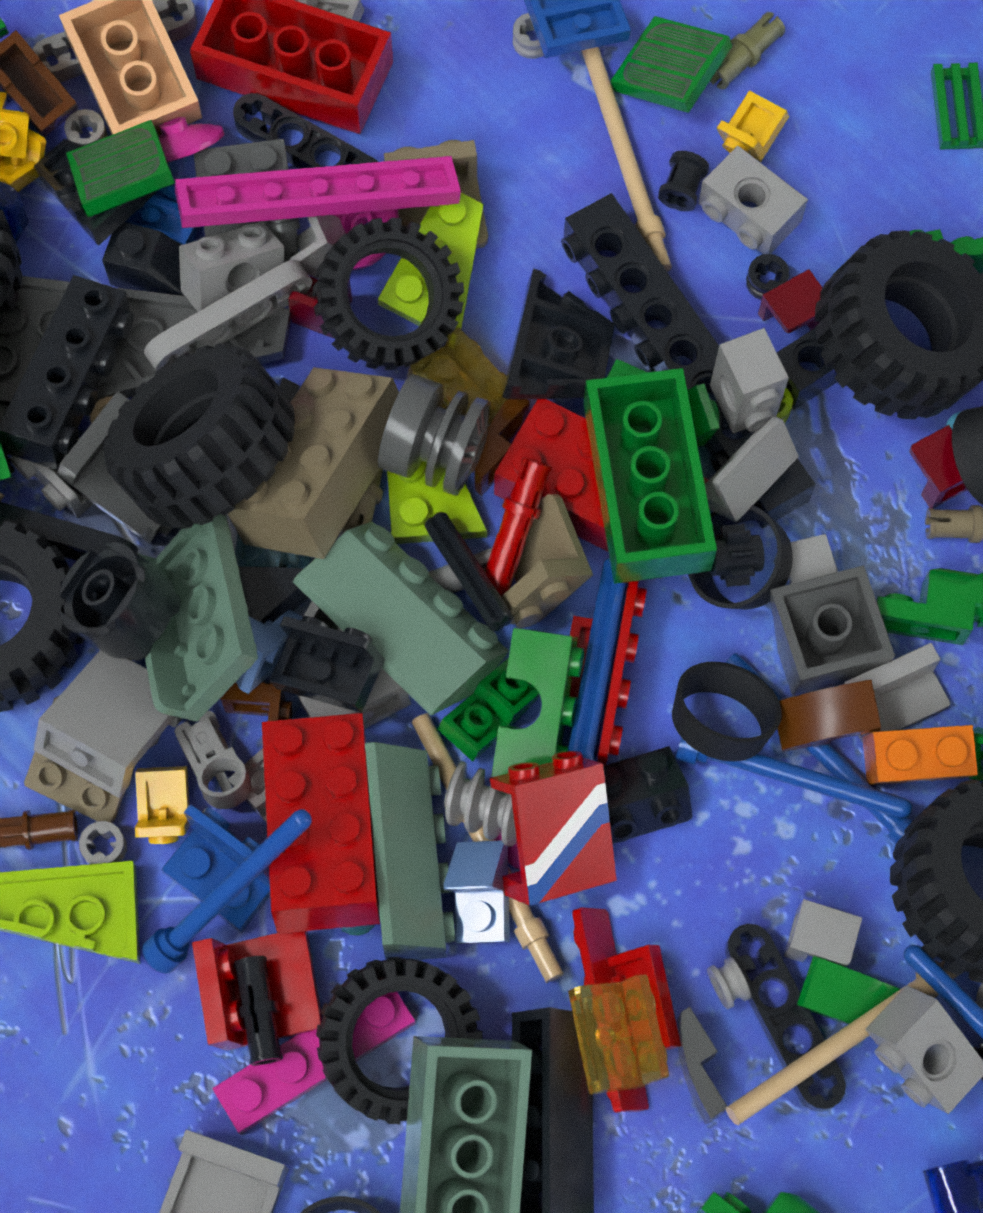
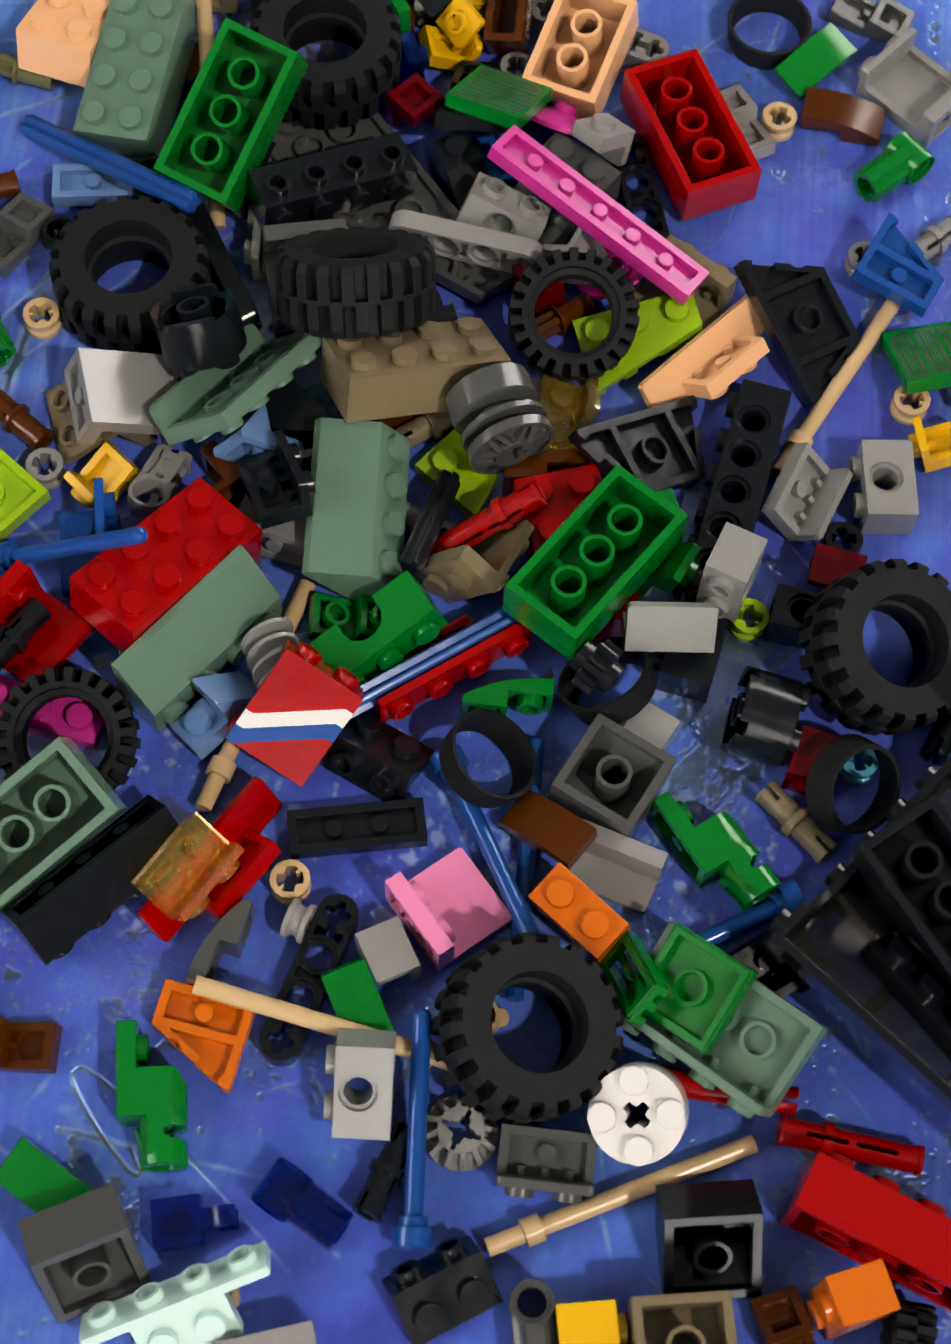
camera: 45 degrees right, 5 degrees down
(43, 238) = (413, 101): none -> dark red panel
(237, 119) = (605, 136): none -> light grey bracket
(366, 294) = (559, 318): none -> reddish brown axle
(518, 225) = (710, 359): none -> light nougat bracket
(549, 129) = (802, 321): none -> black wing
(674, 657) = (525, 695): none -> green slope
(683, 180) = (848, 435): black bush -> none
(685, 867) = (356, 828): none -> black plate
(699, 128) = (905, 413): none -> tan bush
(699, 962) = (279, 874): none -> tan bush
(708, 265) = (805, 495): none -> light grey bracket
(762, 1146) = (203, 1031): none -> orange wing
(820, 853) = (447, 907): none -> bright pink bracket
(877, 467) = (765, 717): none -> black brick

